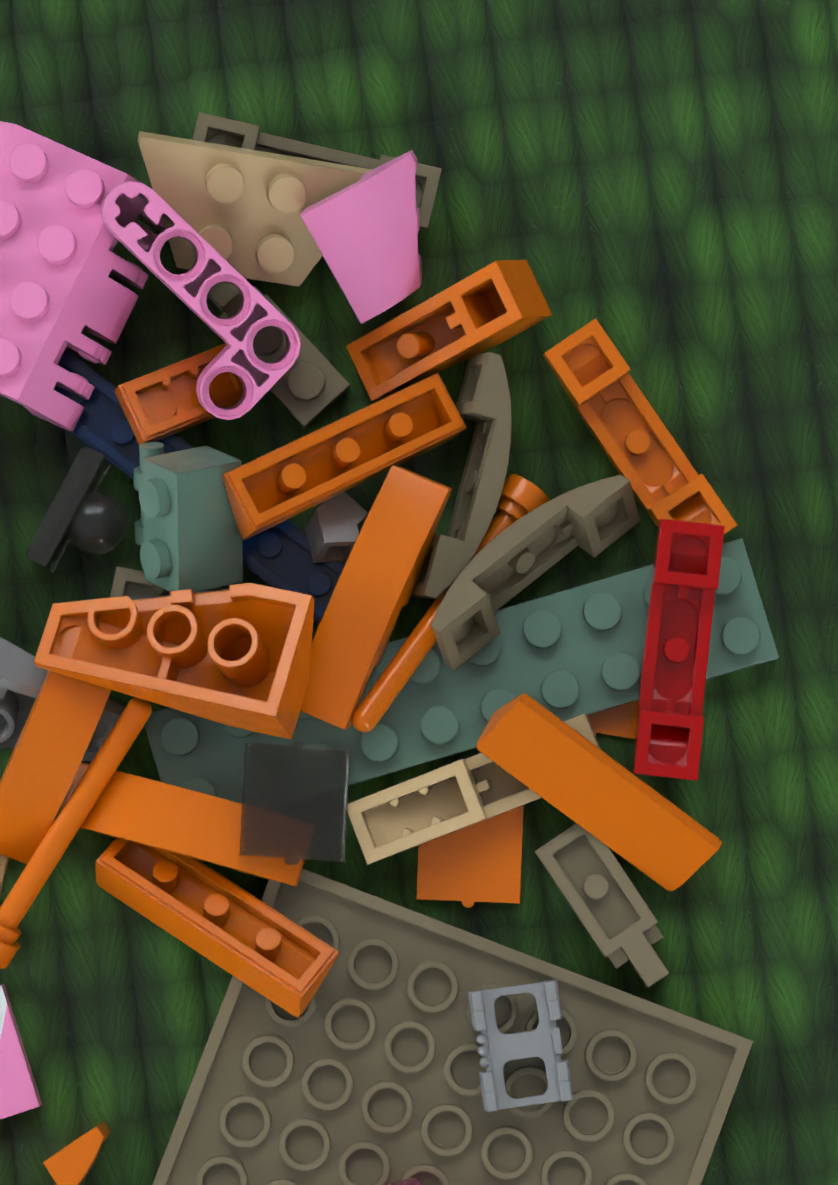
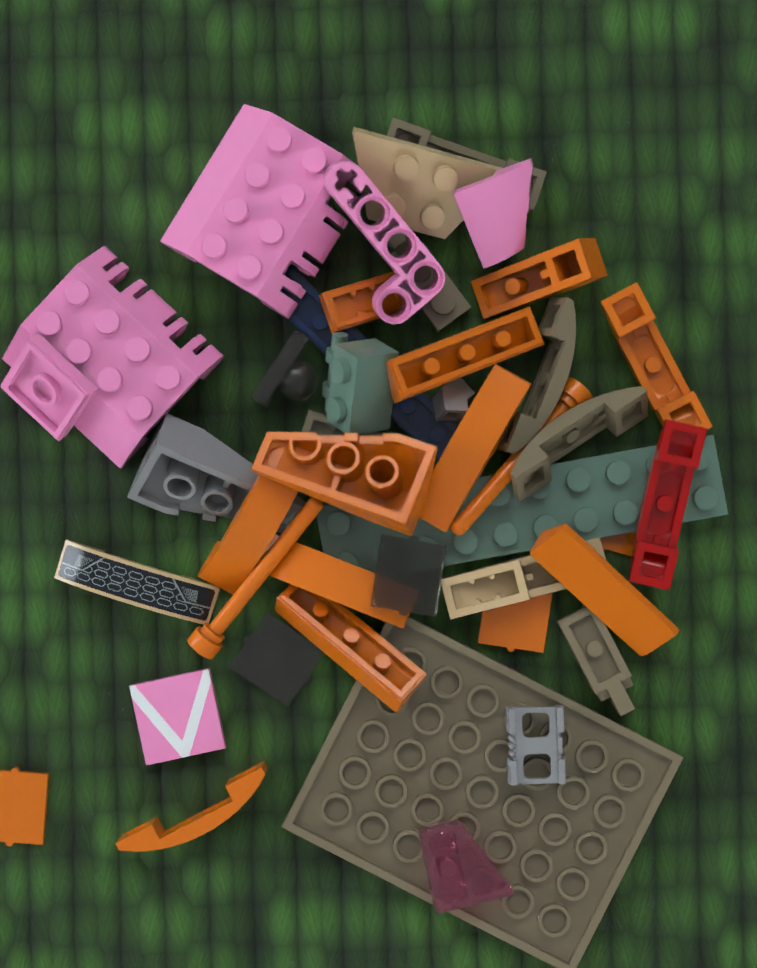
camera: 10 degrees right, 5 degrees up
(107, 958) = (277, 659): none -> clear smoke piece

